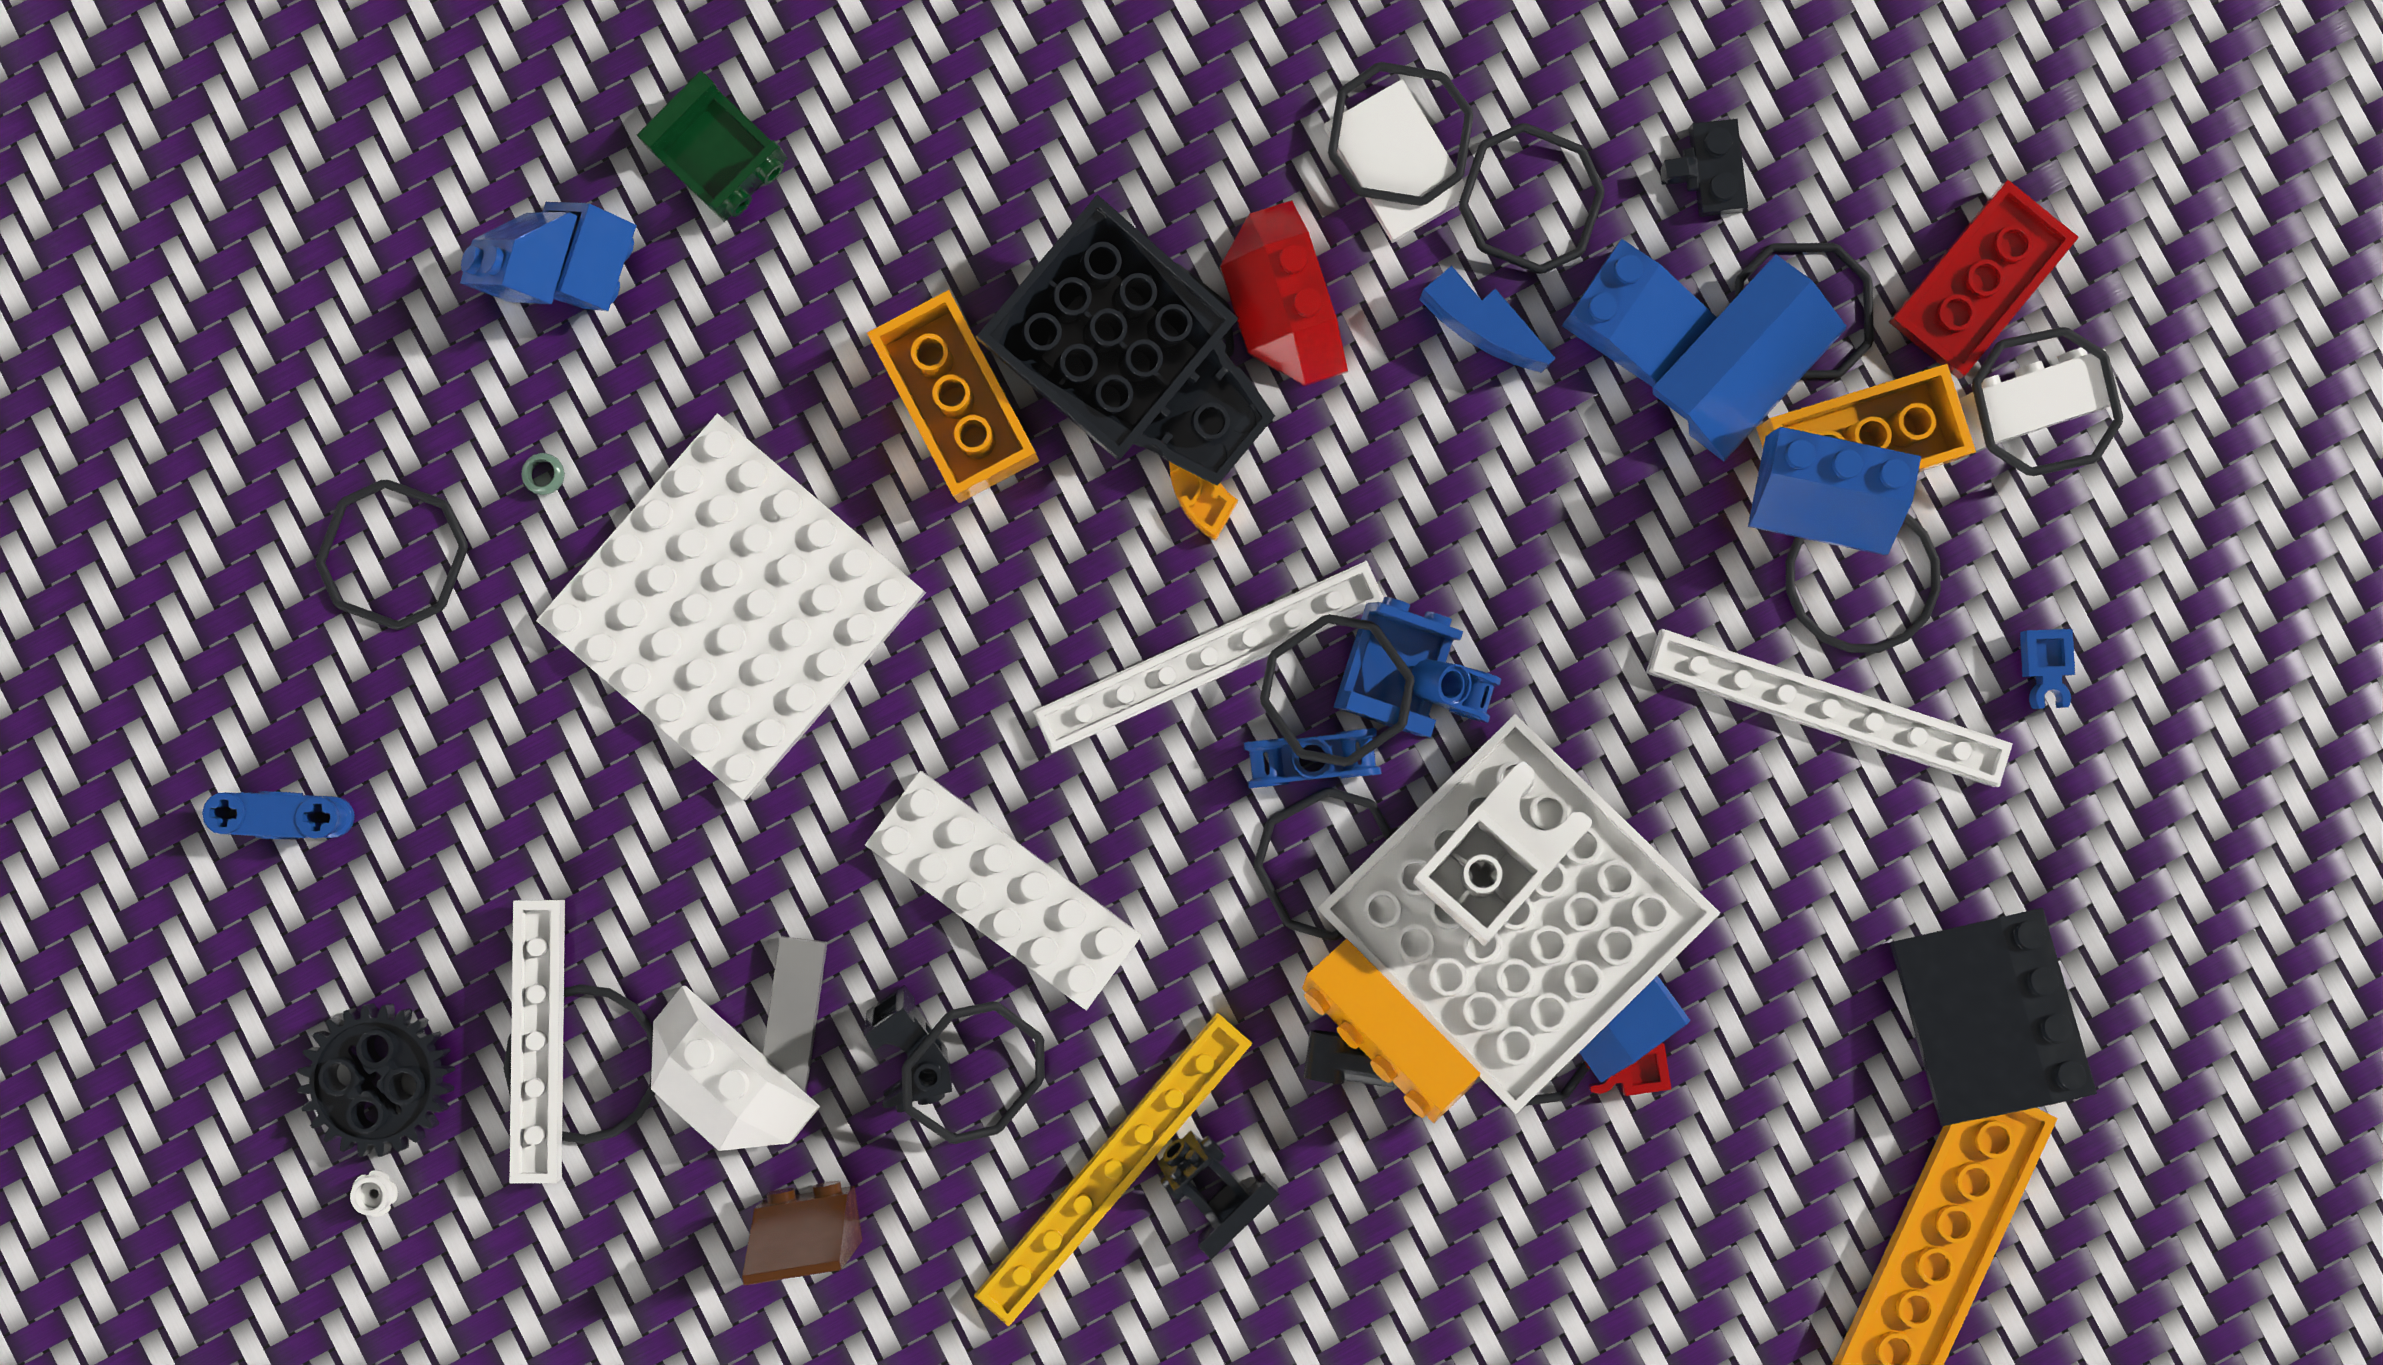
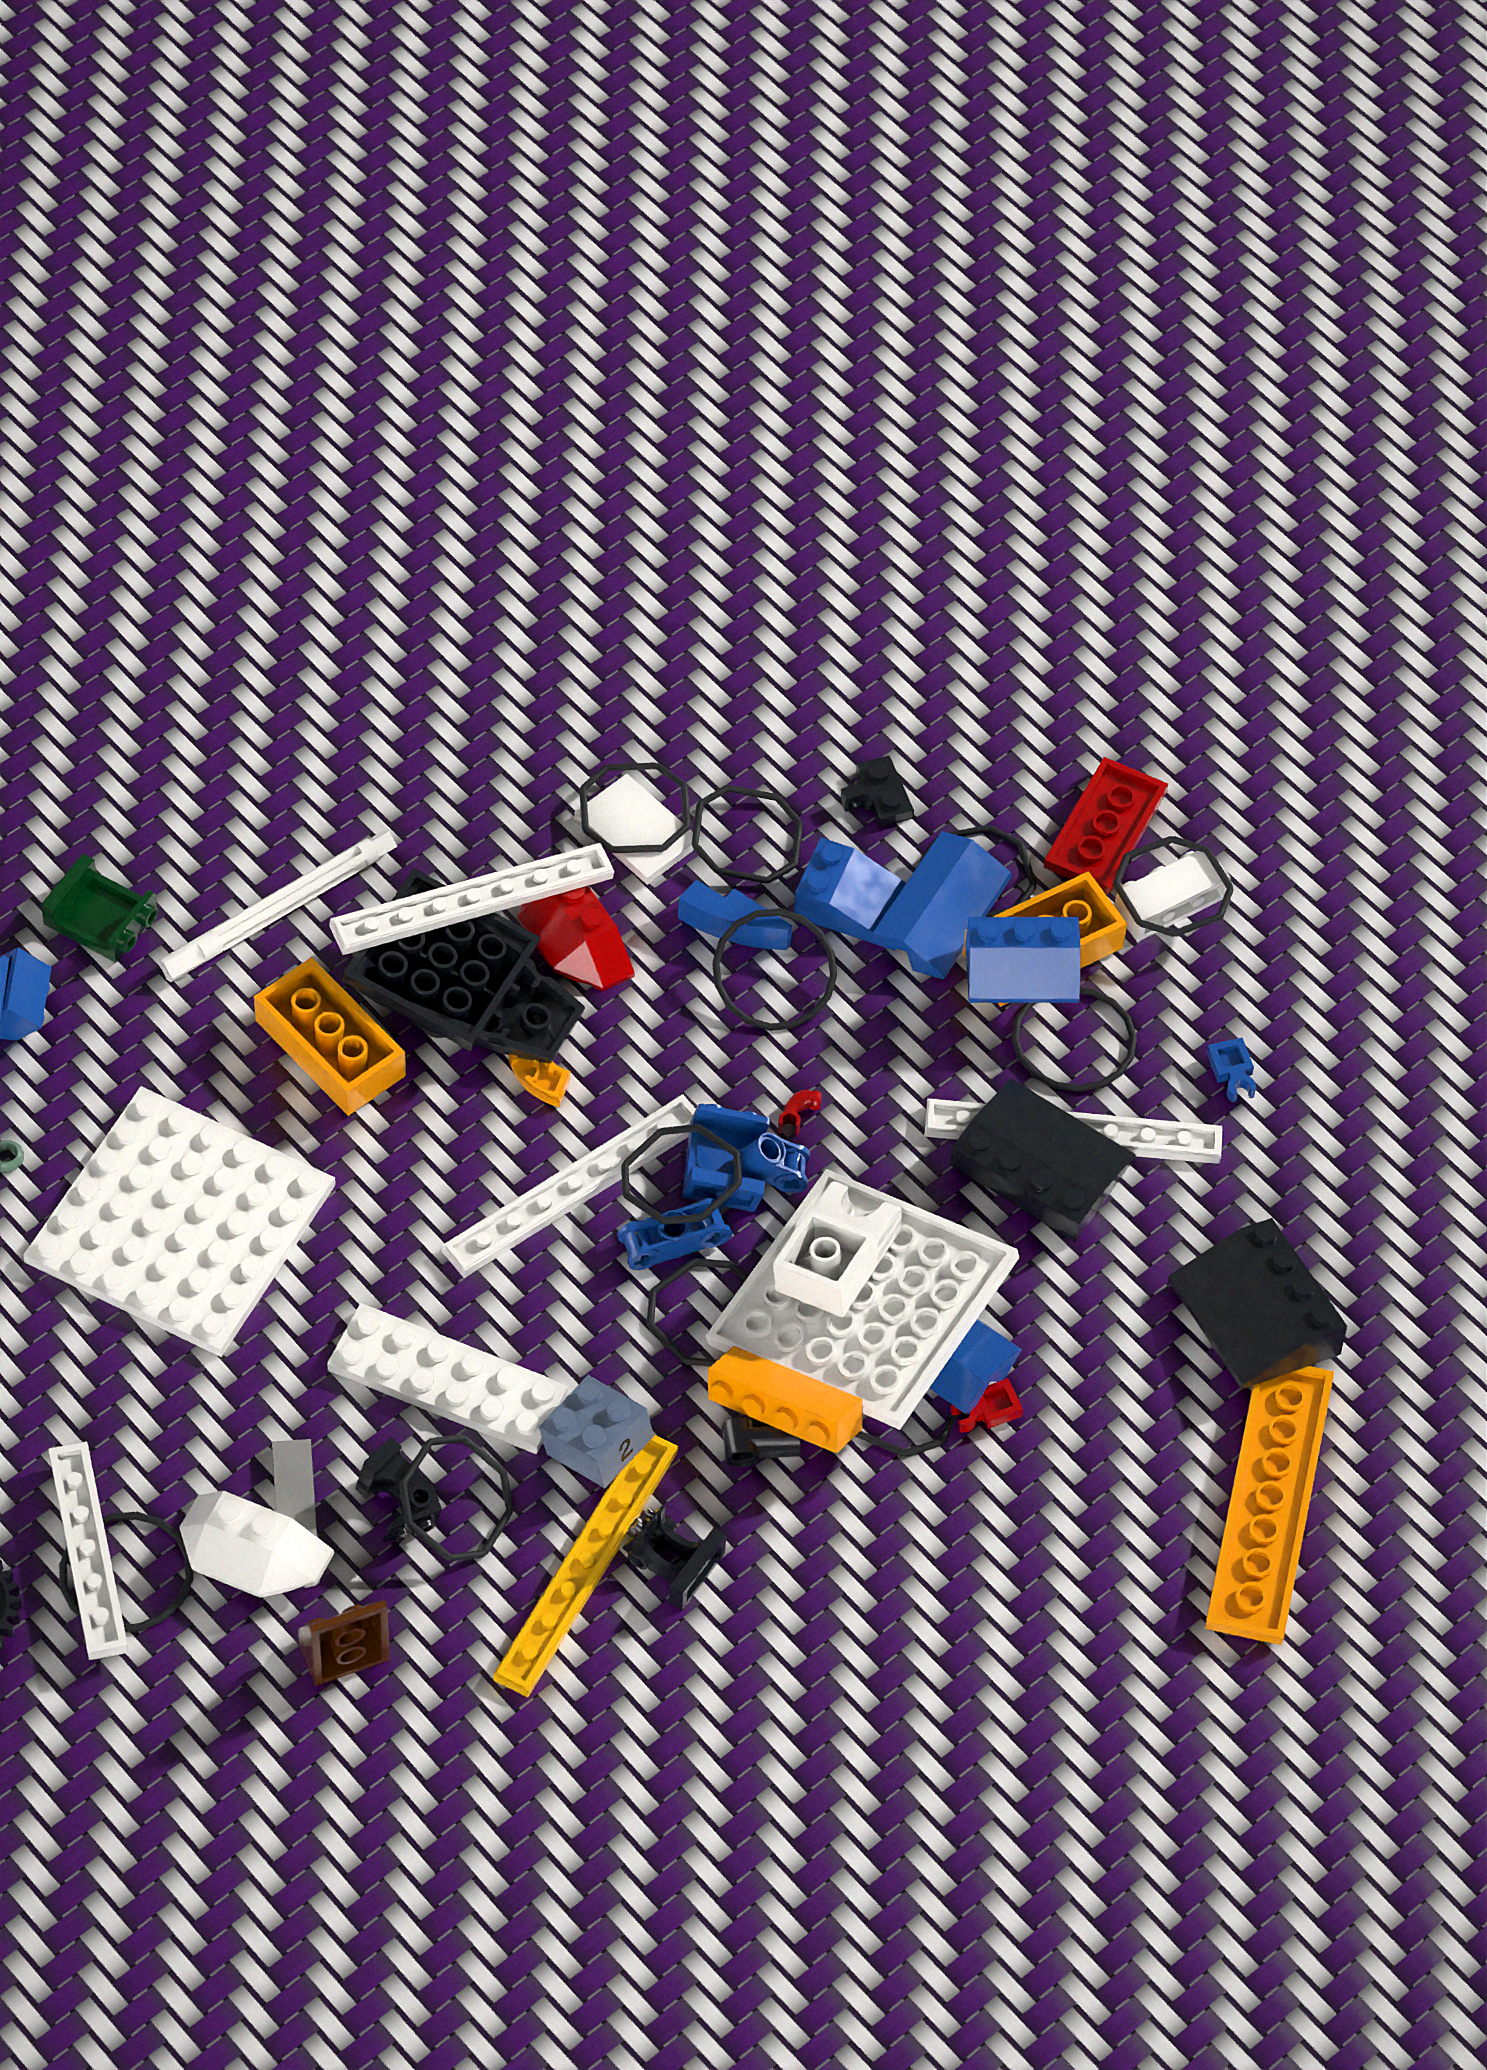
camera: 15 degrees left, 30 degrees down
(932, 184) = (275, 905): none -> white piece
(1157, 1017) = (596, 1431): none -> sand blue brick
(1160, 254) = (471, 898): none -> white tile
(1473, 356) = (758, 1023): none -> black piece
(1502, 601) = (798, 1102): none -> red arm
(1784, 749) = (1041, 1158): none -> black slope

